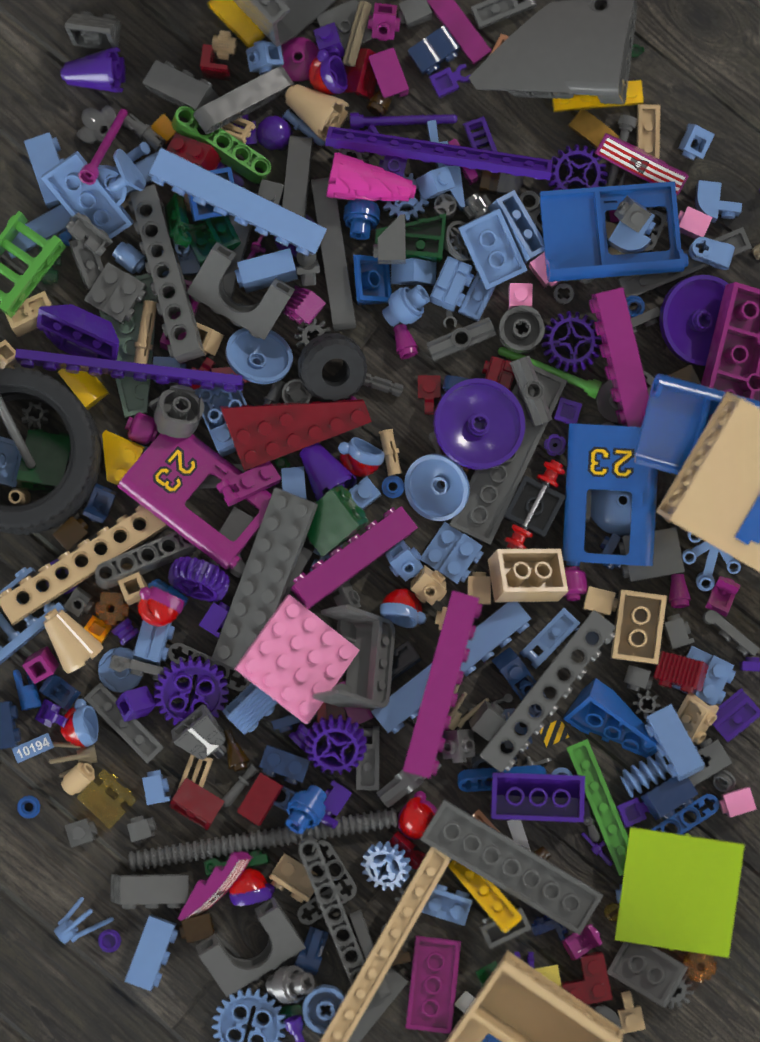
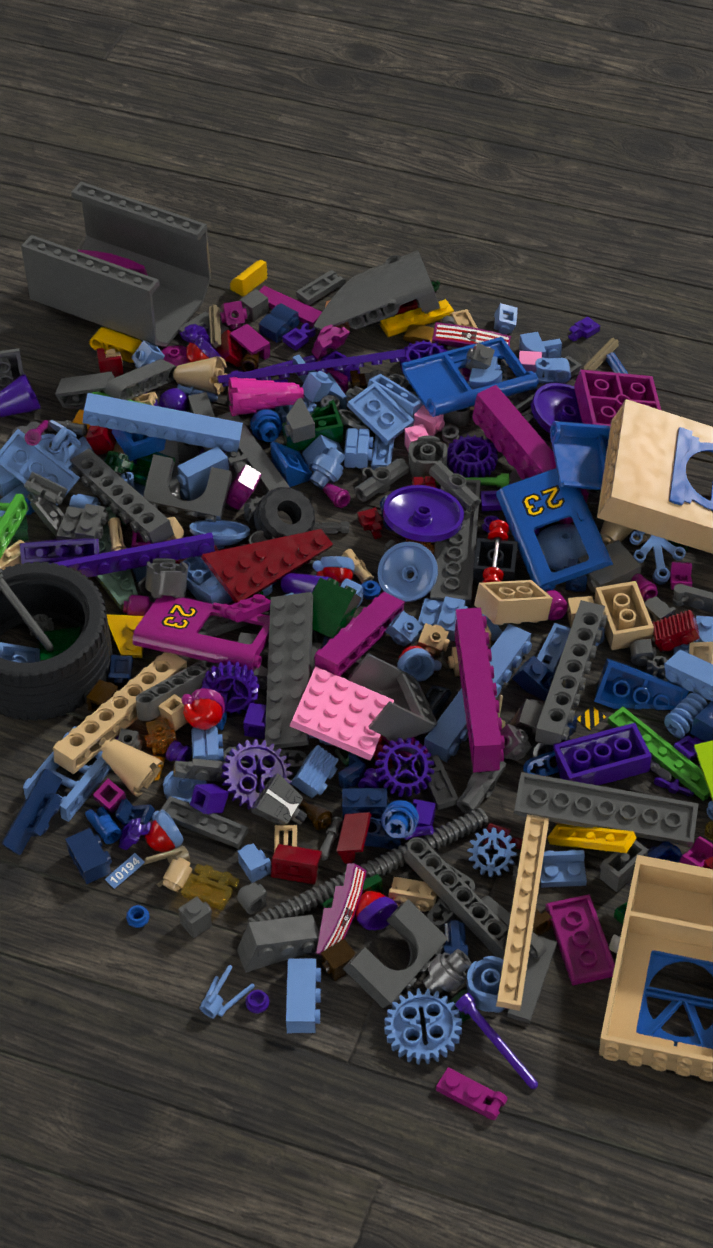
camera: 25 degrees left, 35 degrees down
(416, 816) = (501, 809): red piece -> none
(474, 102) = (329, 338): none -> magenta cylinder

